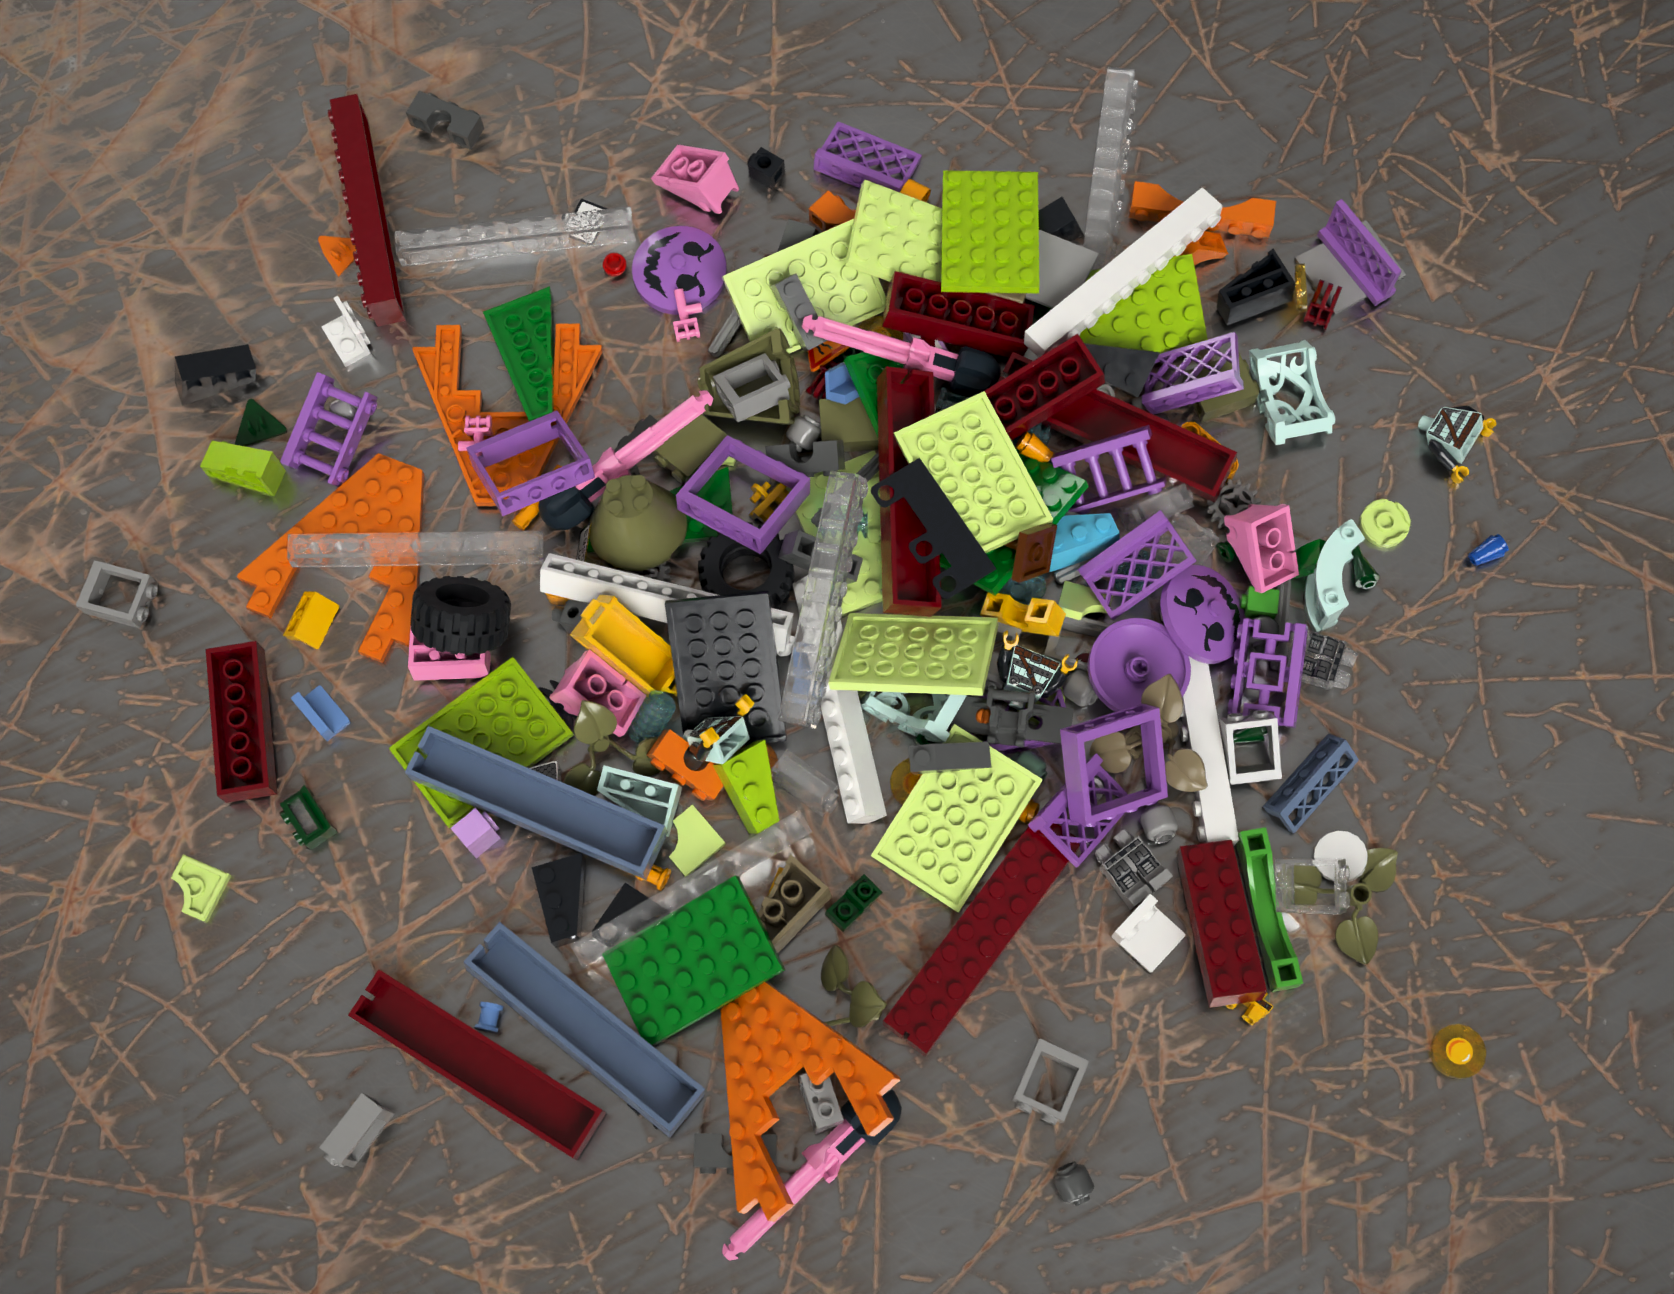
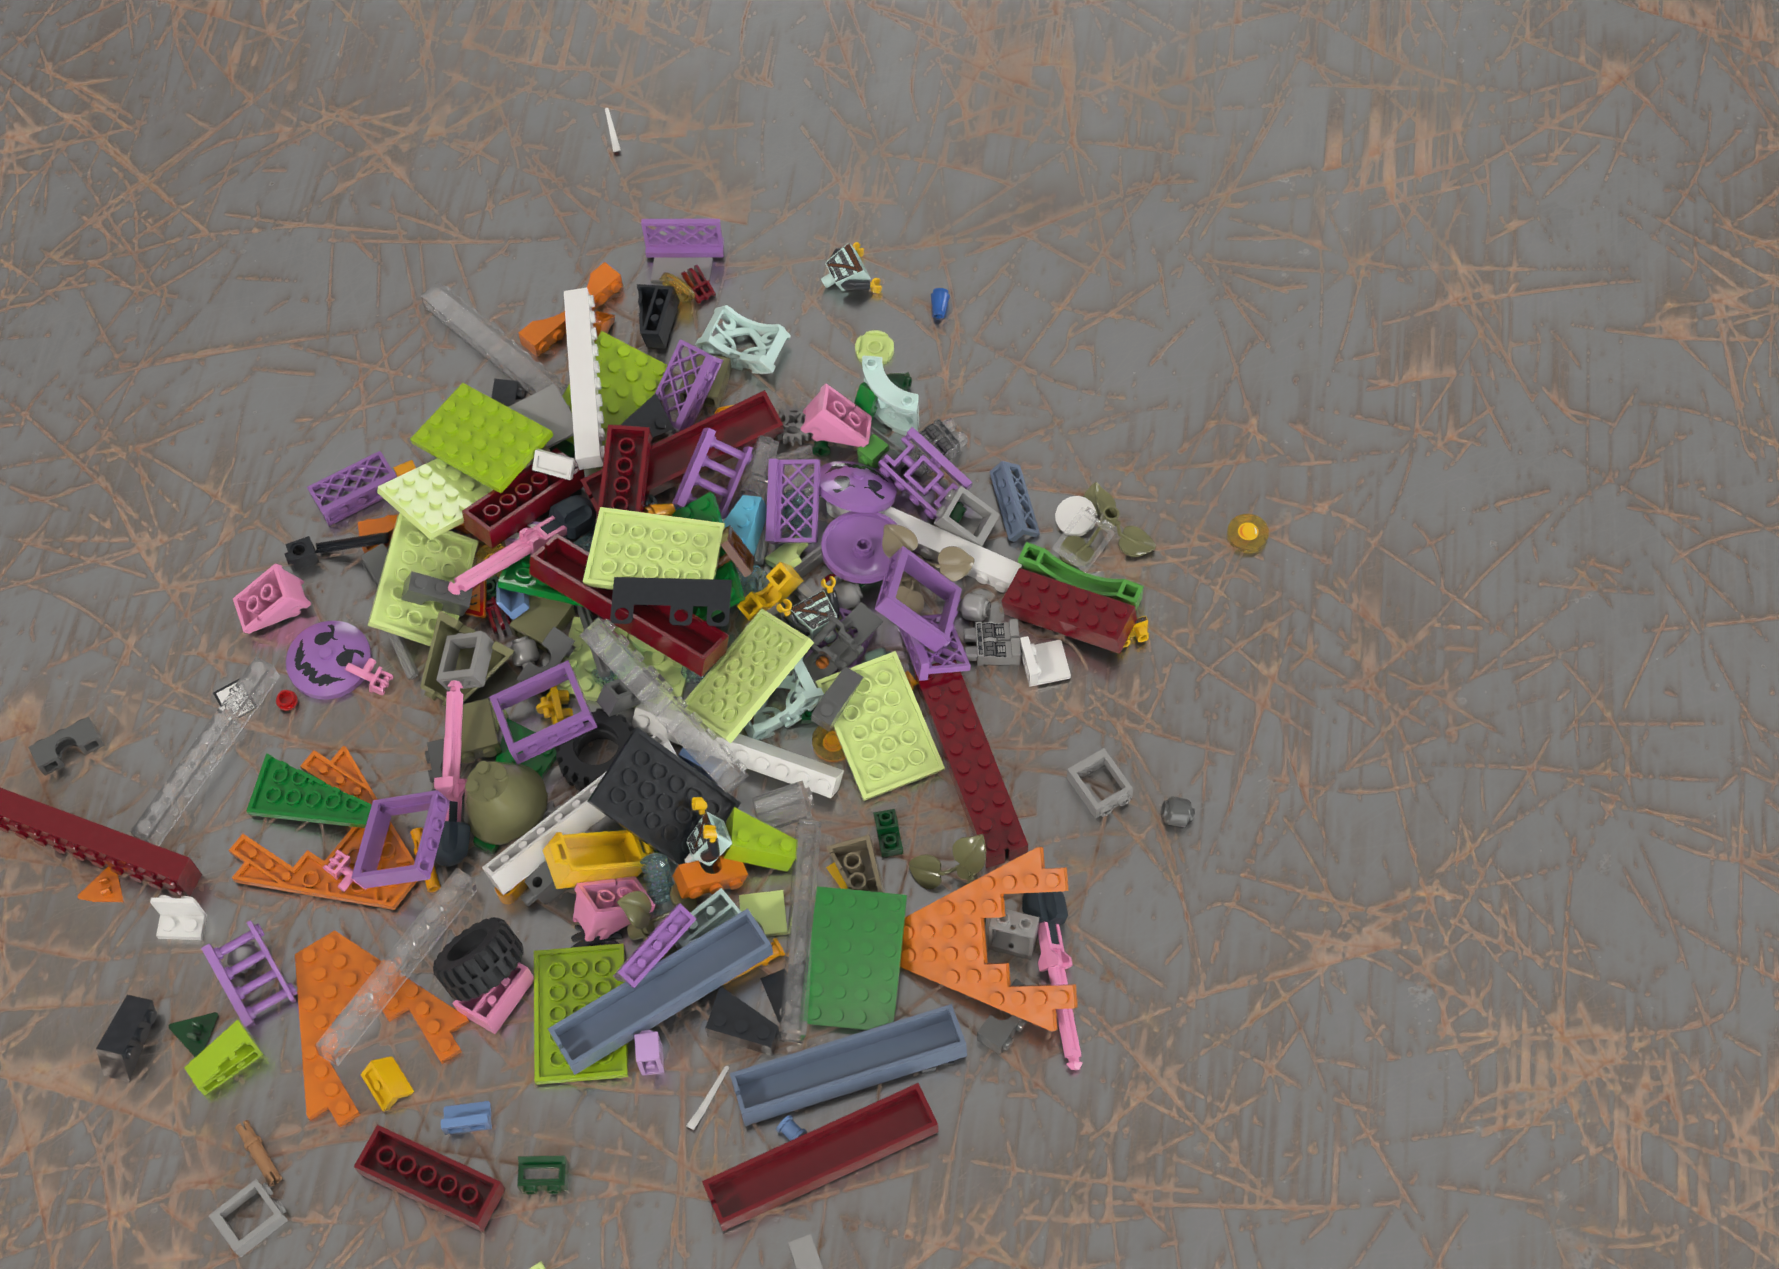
camera: 55 degrees left, 10 degrees down
(178, 563) = (259, 1154): none -> medium nougat pin
(461, 918) = (703, 1107): none -> white sticker
(570, 765) = (655, 946): none -> medium lavender fence
(583, 543) = (485, 848): sticker -> none
(803, 201) = (350, 543): none -> black axle
(1007, 316) = (553, 464): none -> white tile
(1429, 110) = (615, 144): none -> white sticker

